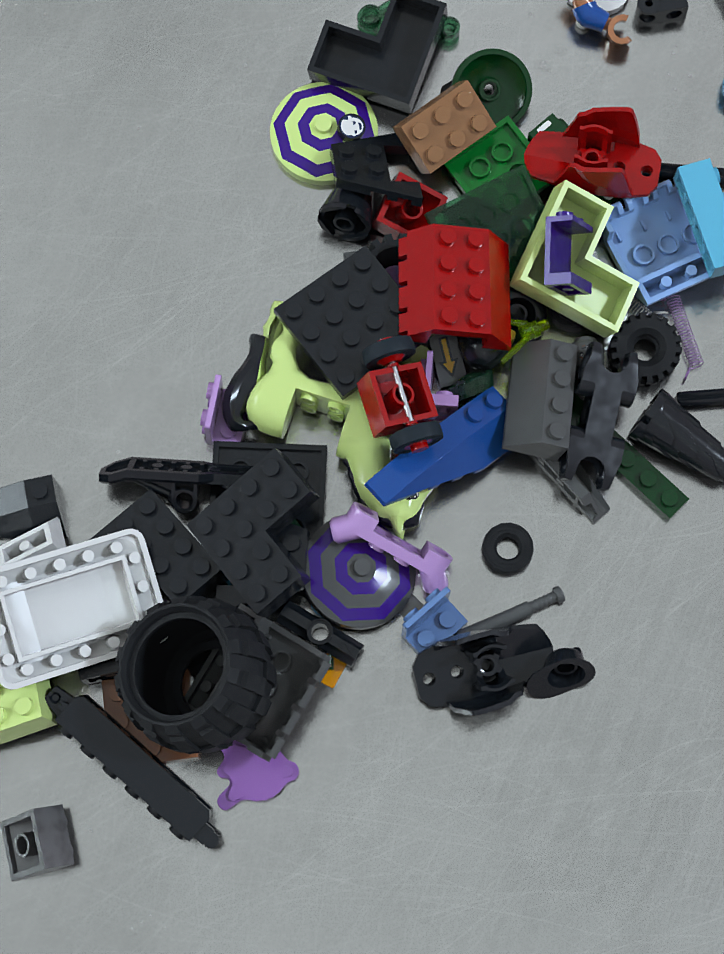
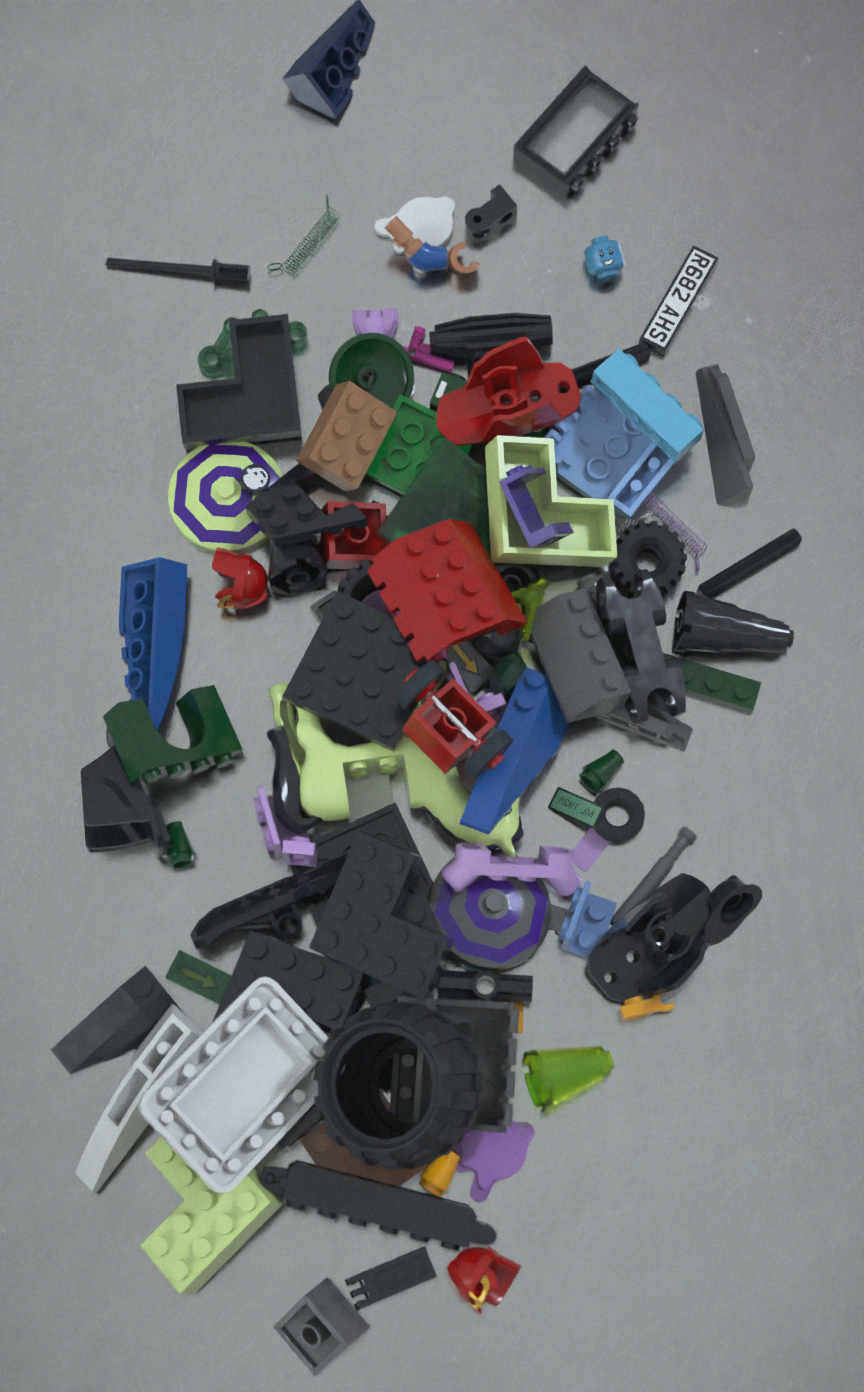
camera: 30 degrees left, 0 degrees up
(91, 505) = (198, 977): none -> clear green tile
(100, 329) = (118, 810): none -> black piece
(116, 833) = (392, 1277): none -> black hinge
(133, 393) = (182, 852): none -> dark green cone
(140, 304) = (150, 757): none -> dark green arch
(190, 870) = (482, 1275): none -> red helmet
(199, 768) = (439, 1174): none -> light orange cone
(206, 209) = (153, 629): none -> blue wedge
(223, 444) = (299, 852): none -> lavender plate
(303, 202) = (249, 577): none -> red helmet
(309, 428) = (368, 794): none -> white sticker
(348, 739) = (564, 1073): none -> clear neon green cone
(438, 717) = (638, 1008): none -> light orange plate
(468, 565) = (589, 849): none -> lavender sticker
(475, 524) = (576, 807): none -> clear green sticker
(511, 505) = (600, 771): none -> dark green cone
(523, 48) = (375, 321): none -> lavender brick
(547, 92) = (423, 352): none -> dark pink hose
(590, 92) = (480, 334): none -> black plate

